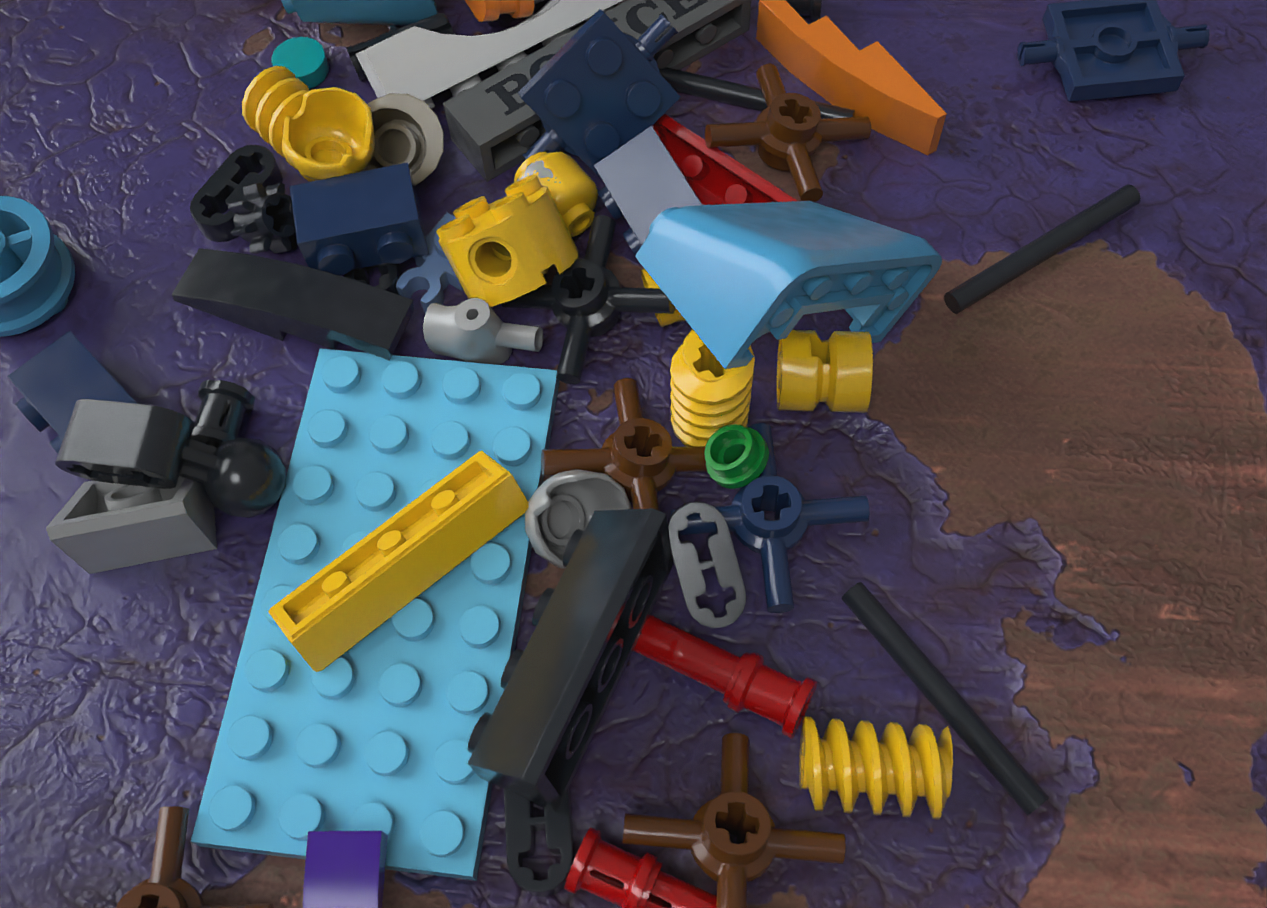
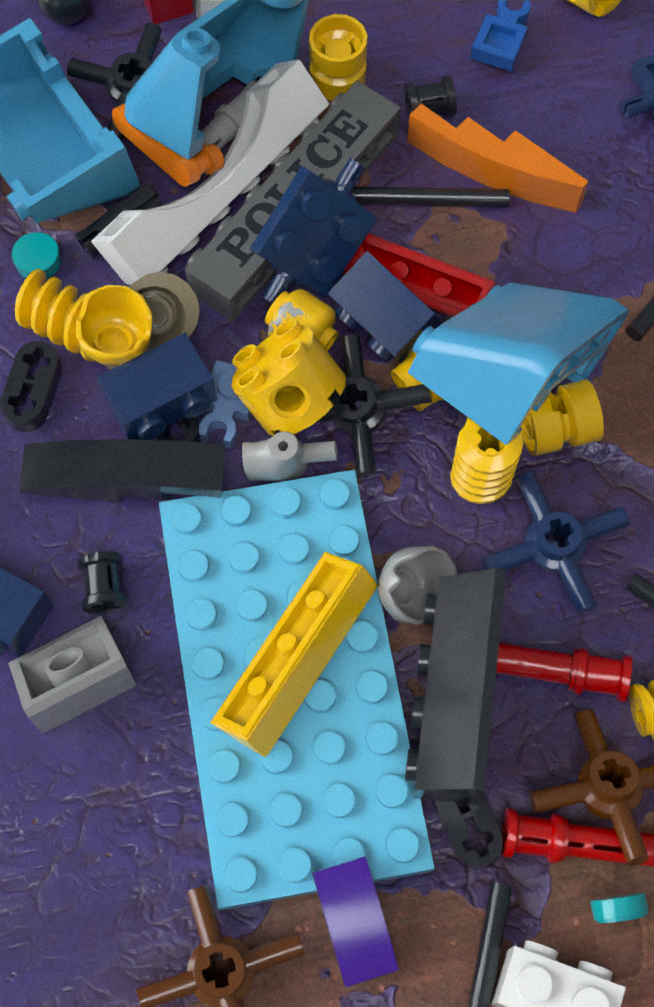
camera: 20 degrees left, 5 degrees up
(155, 447) = (81, 624): black beam -> none
(264, 218) = (72, 404): black gear -> none
(634, 455) = (443, 521): reddish brown bar -> none
(721, 559) = (533, 586): black beam -> none
(723, 456) = (511, 495): green plate -> none
(788, 132) = (466, 223): reddish brown bar -> none

